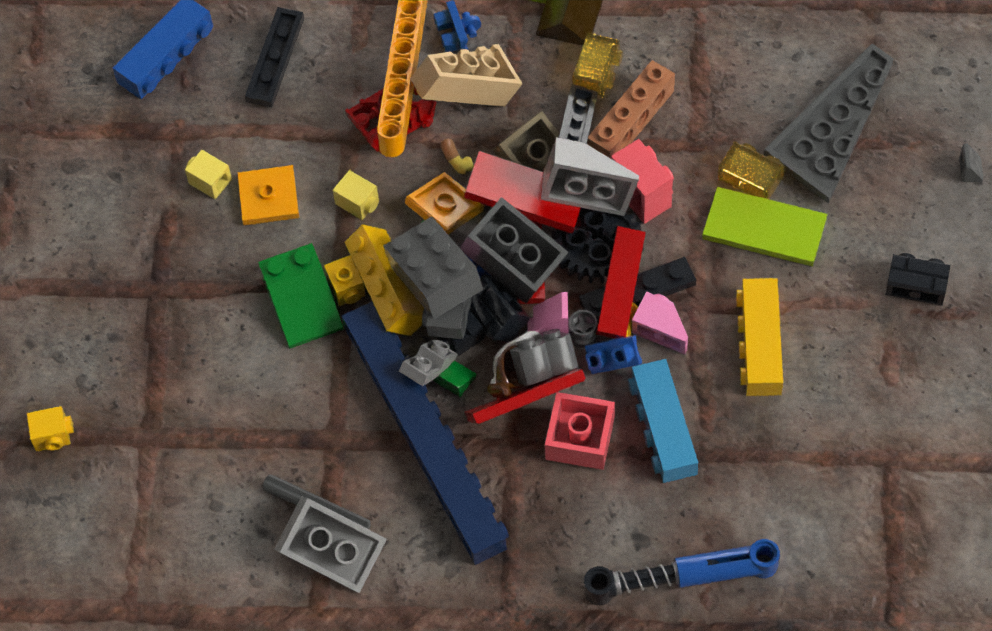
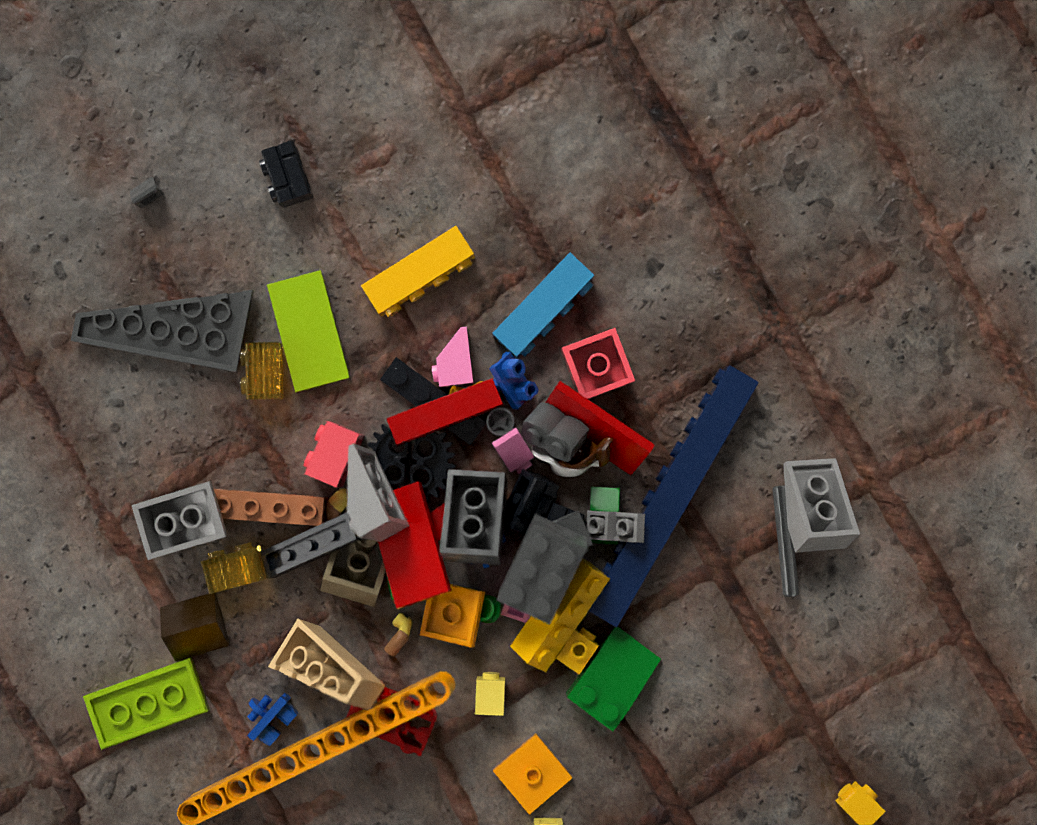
camera: 130 degrees left, 25 degrees up
(664, 36) = (179, 520): none -> light grey slope
(686, 571) = (663, 210): piece -> none

